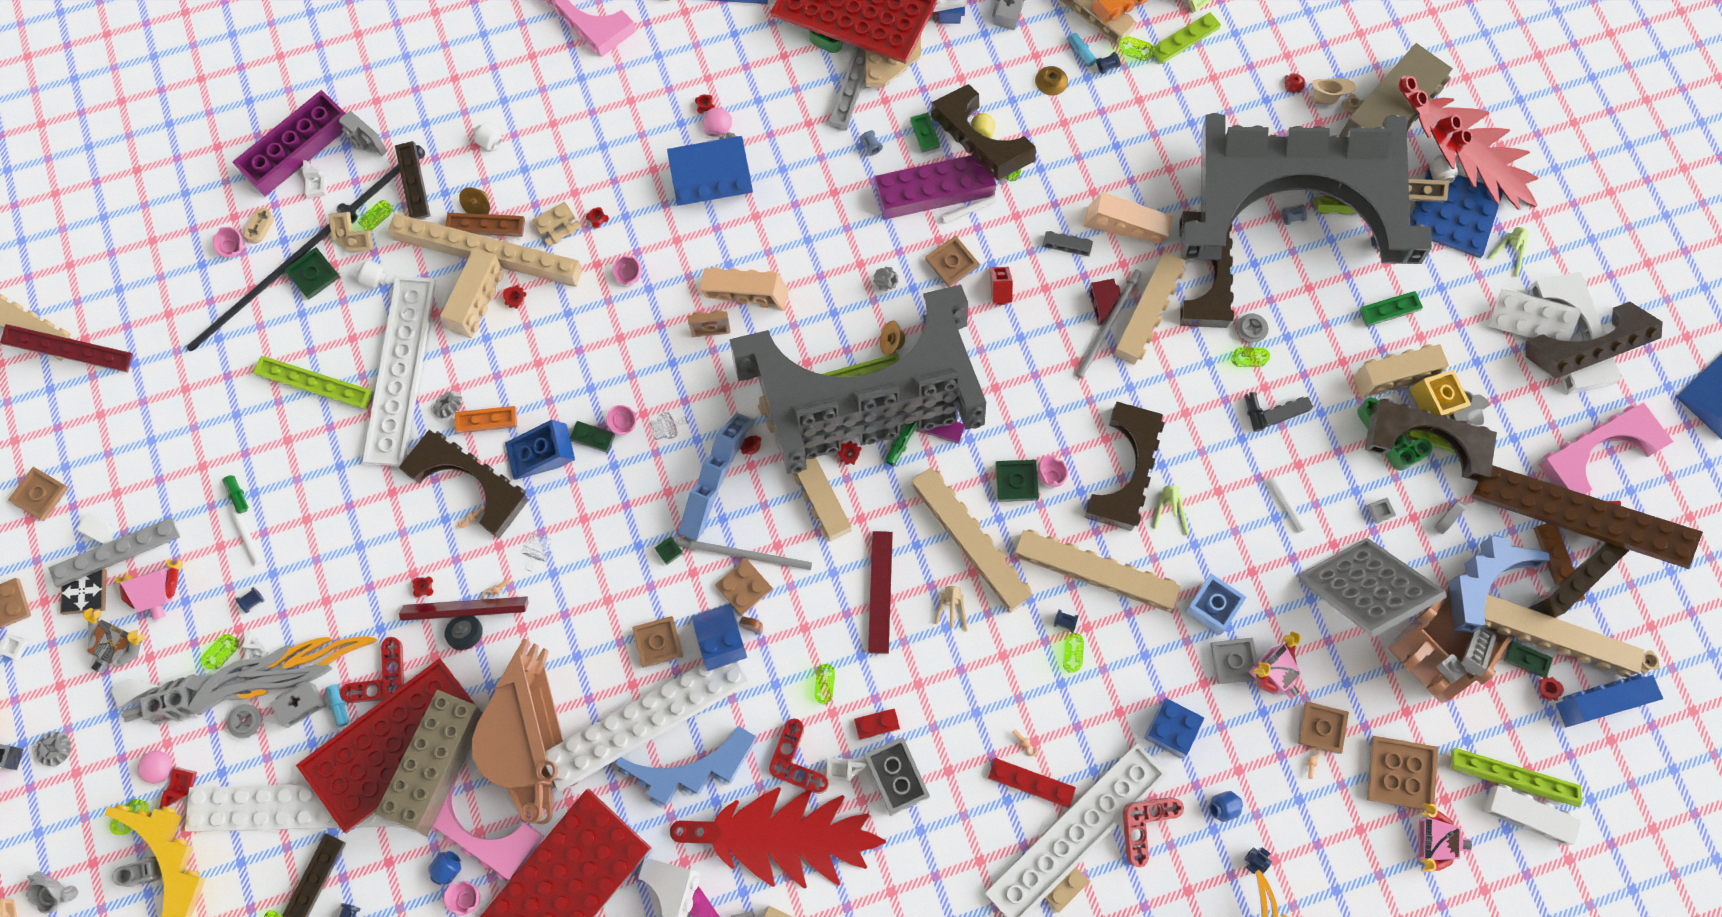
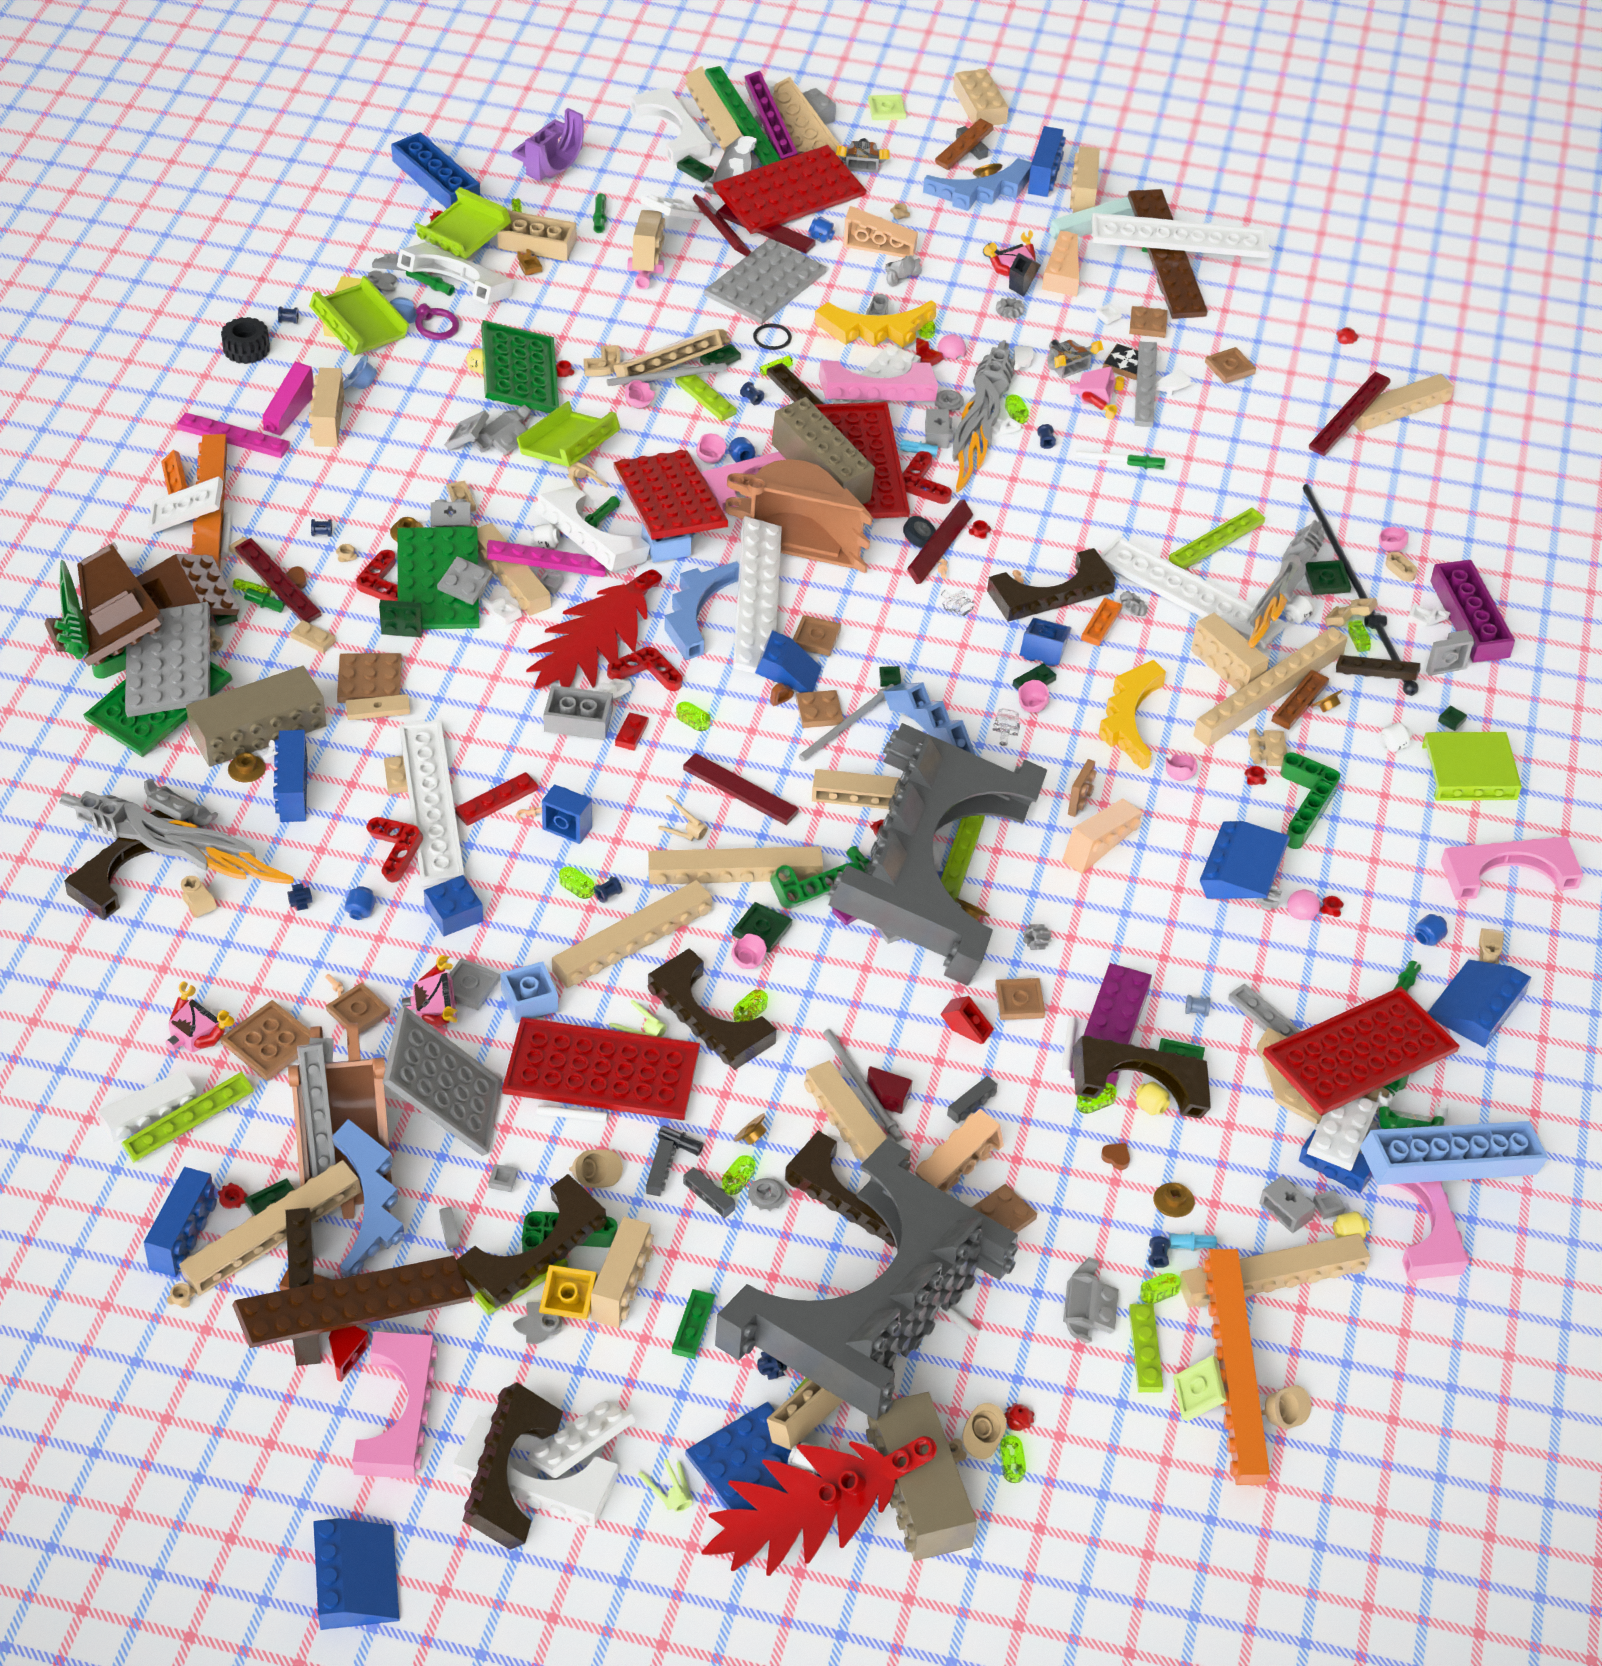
camera: 120 degrees right, 25 degrees down
(292, 822) = (841, 383): none -> bright pink arch
(361, 286) = (1293, 568): none -> light grey piece
(434, 108) = (1452, 718): none -> dark green plate
(483, 71) = (1472, 766): none -> lime panel
(510, 295) = (1210, 687): red animal -> none
(588, 346) = (1120, 725): none -> yellow arch
(600, 164) = (1323, 786): none -> green beam
(687, 26) = (1431, 929): none -> blue head
(745, 24) = (1408, 977): none -> green axle
(950, 463) = (799, 889): none -> green beam
(1020, 700) = (567, 814): none -> blue brick
(1044, 130) = (1116, 1155): none -> dark orange tile
(1099, 438) = (747, 1004): none -> clear neon green beam
(1147, 173) = (1006, 1209): none -> medium nougat plate
(1183, 82) = (1089, 1302): none -> light grey plate
(1215, 374) = (752, 1130): none -> pearl gold piece
(1236, 509) = (601, 1068): none -> red plate
(1281, 366) = (709, 1192): none -> dark grey piece
(1327, 66) = (1007, 1459): none -> clear neon green beam
(1328, 452) = (597, 1168): none -> tan piece

